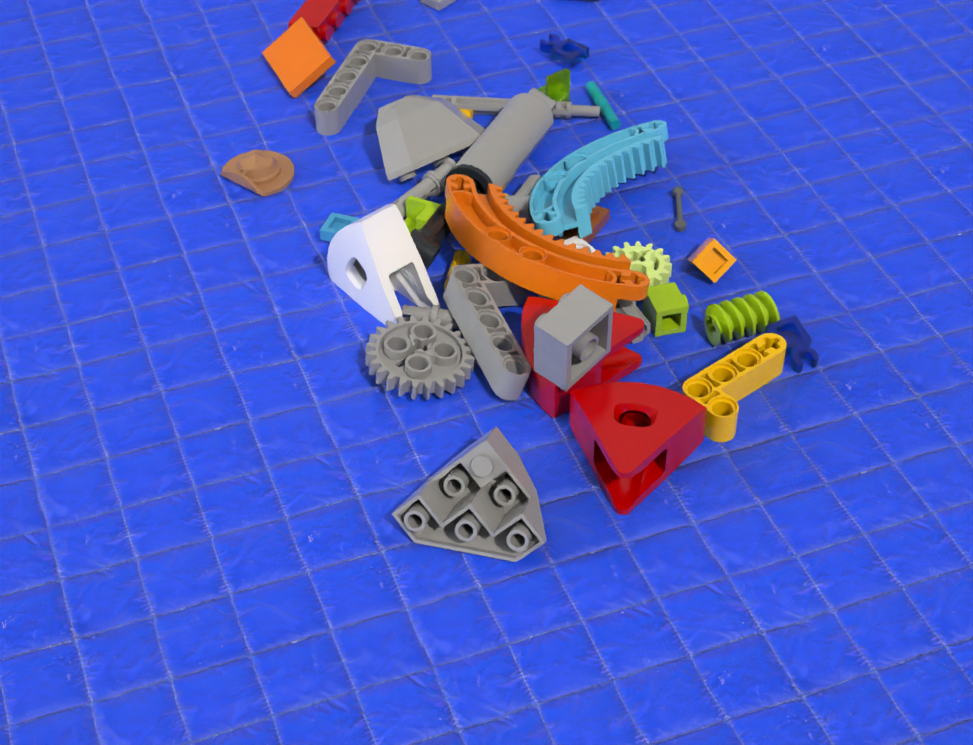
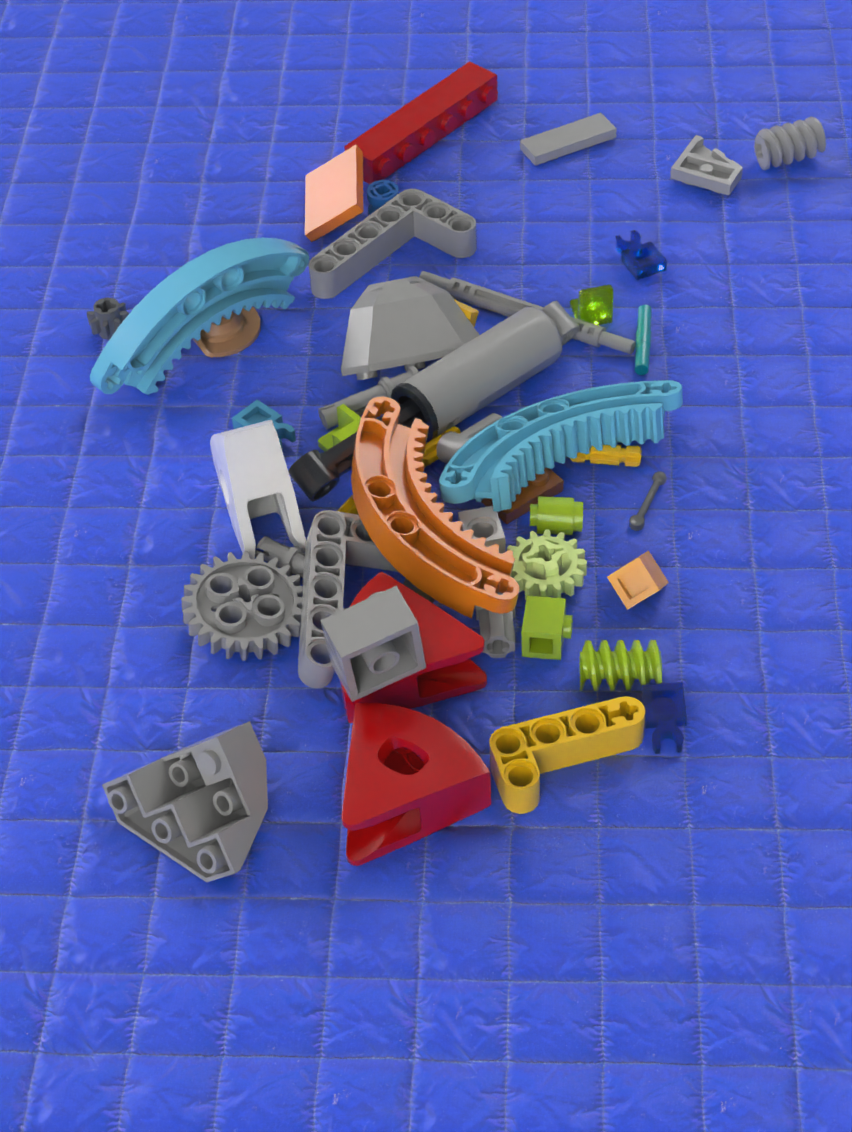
camera: 25 degrees right, 5 degrees up
(164, 185) = (106, 317): none -> dark grey gear
(239, 155) = (189, 301): none -> medium azure gear
(339, 50) = (380, 193): none -> blue wheel
(622, 230) = (557, 515): none -> lime brick
(634, 185) = (612, 456): none -> yellow axle

